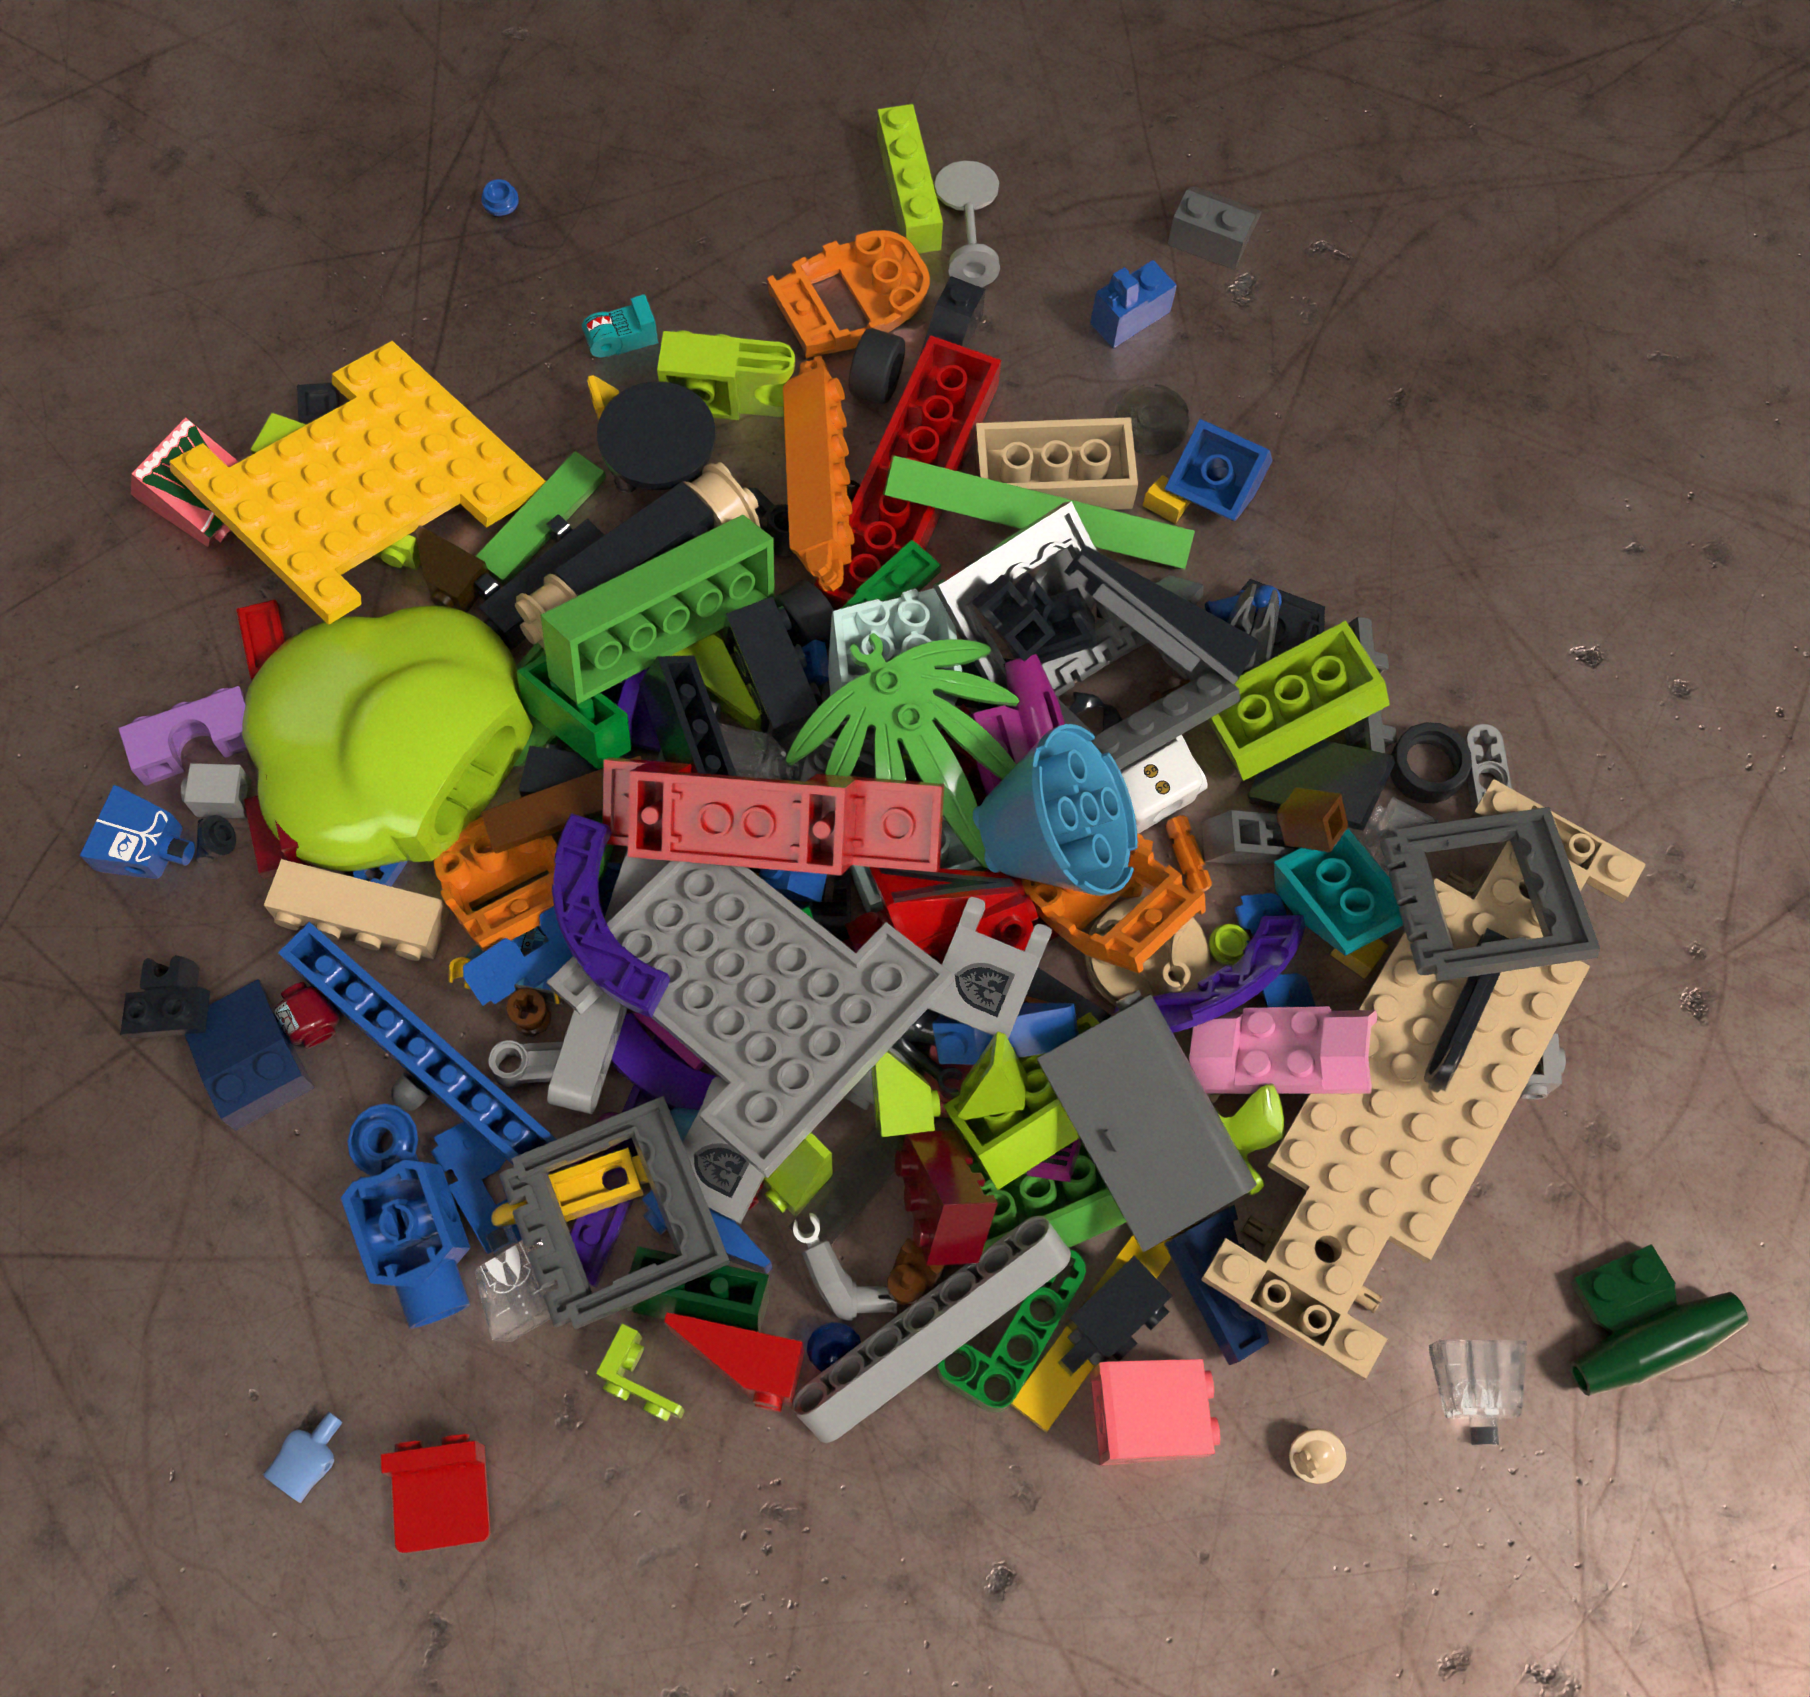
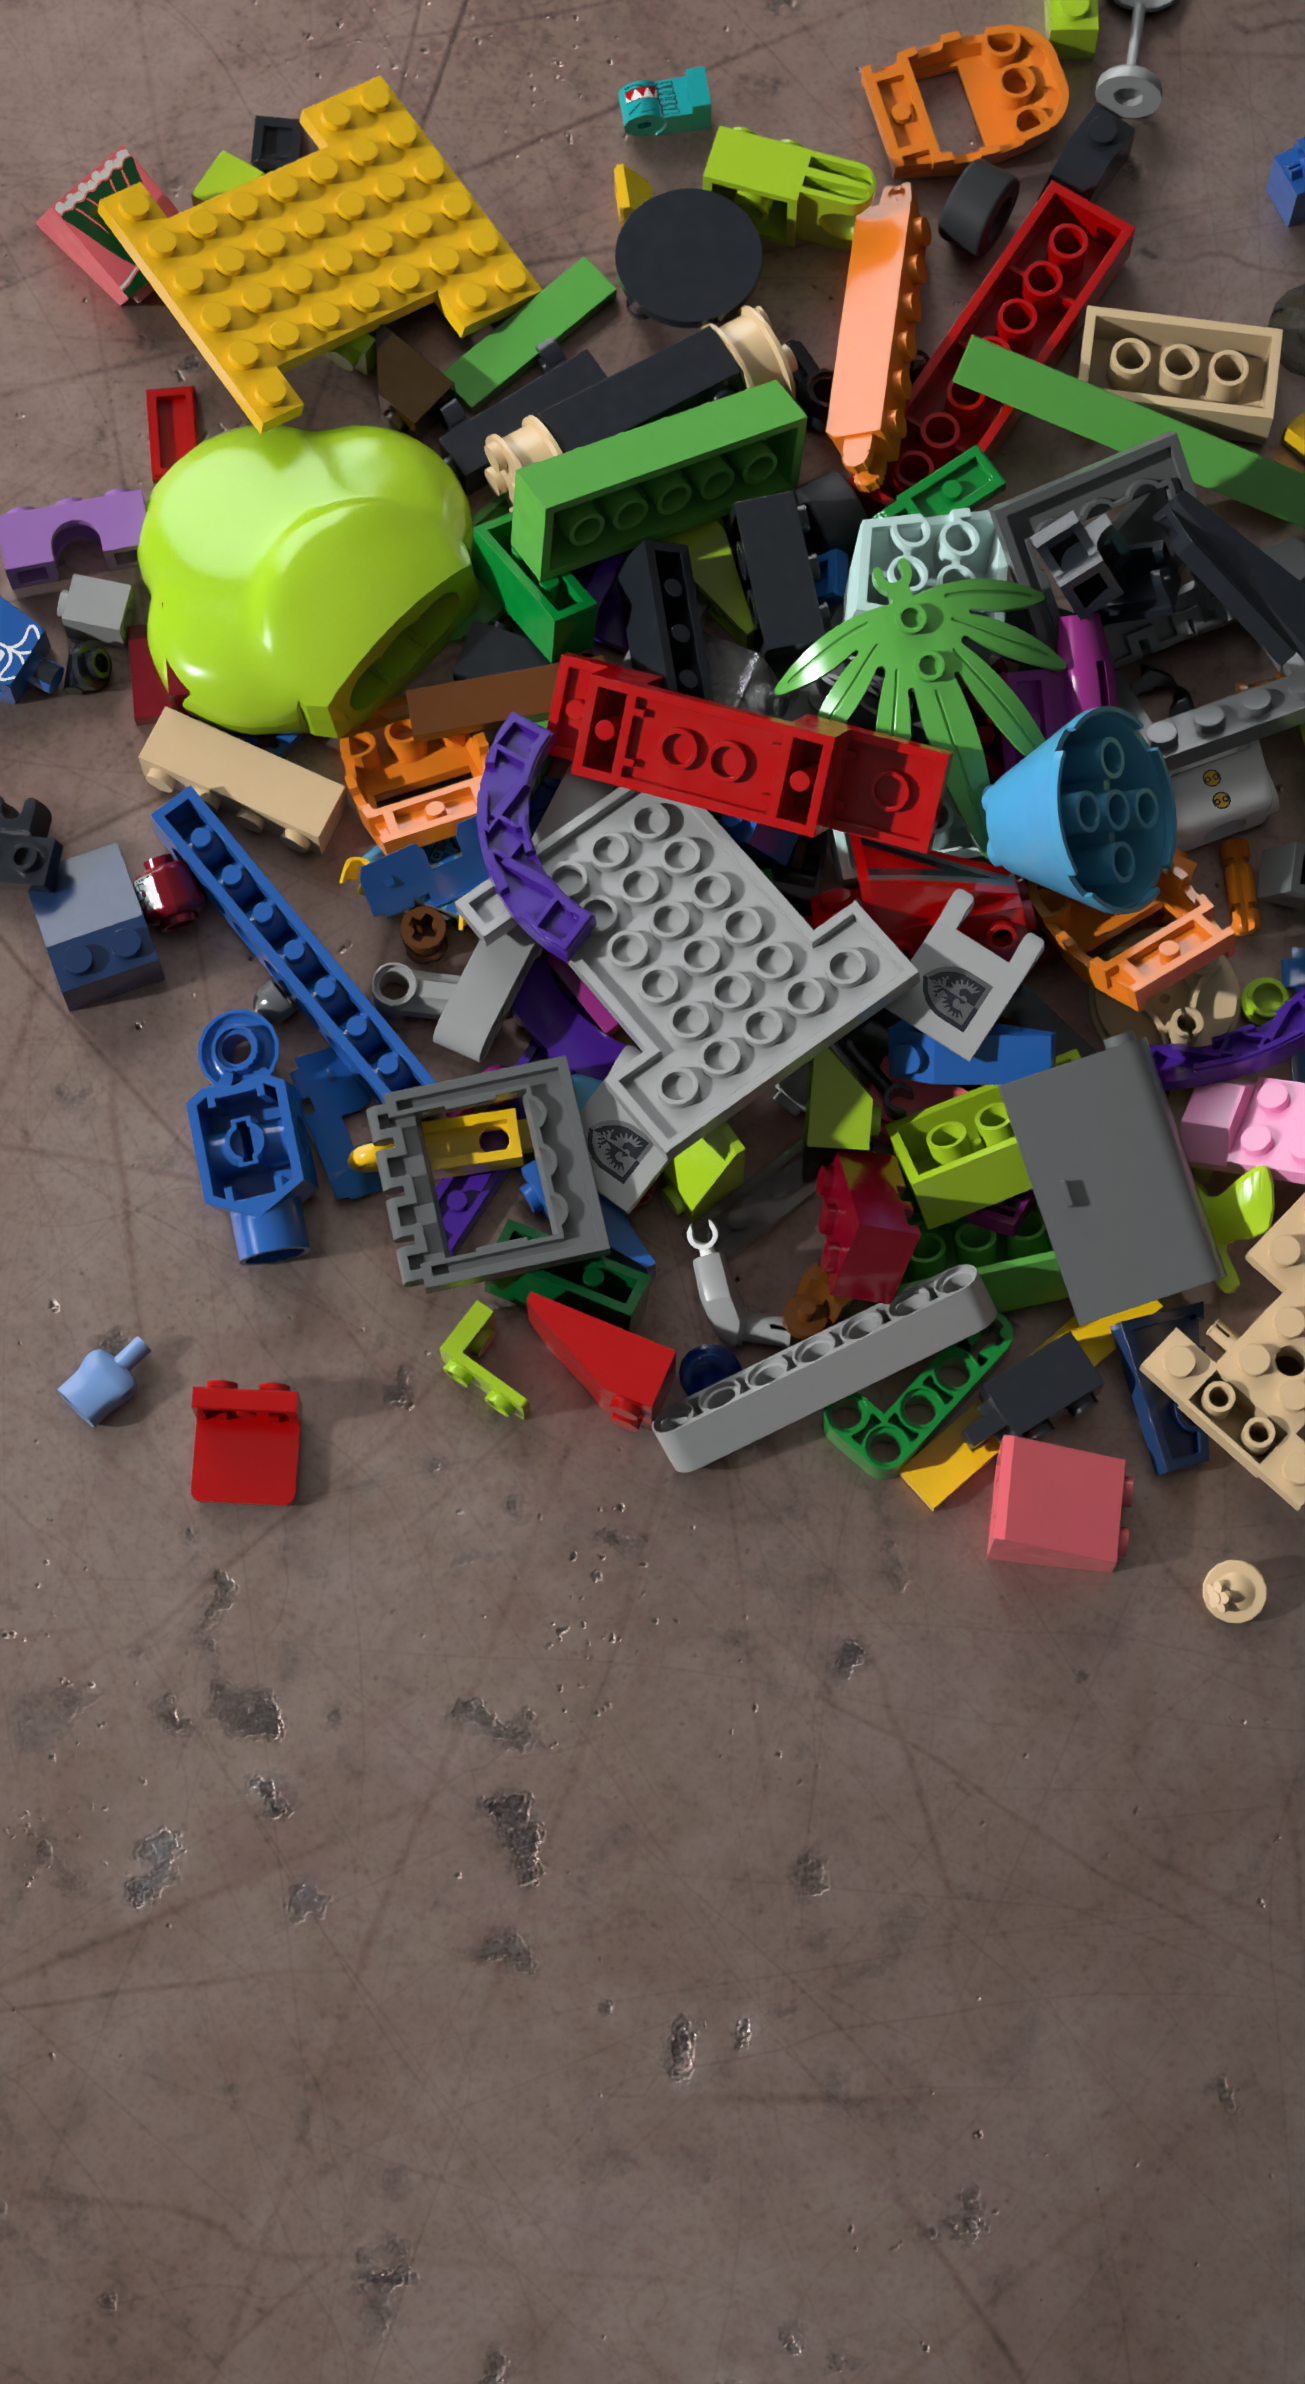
camera: 15 degrees right, 5 degrees up
(510, 1289) = (360, 1240): clear torso -> none
(994, 1083) = (948, 1107): lime slope -> none

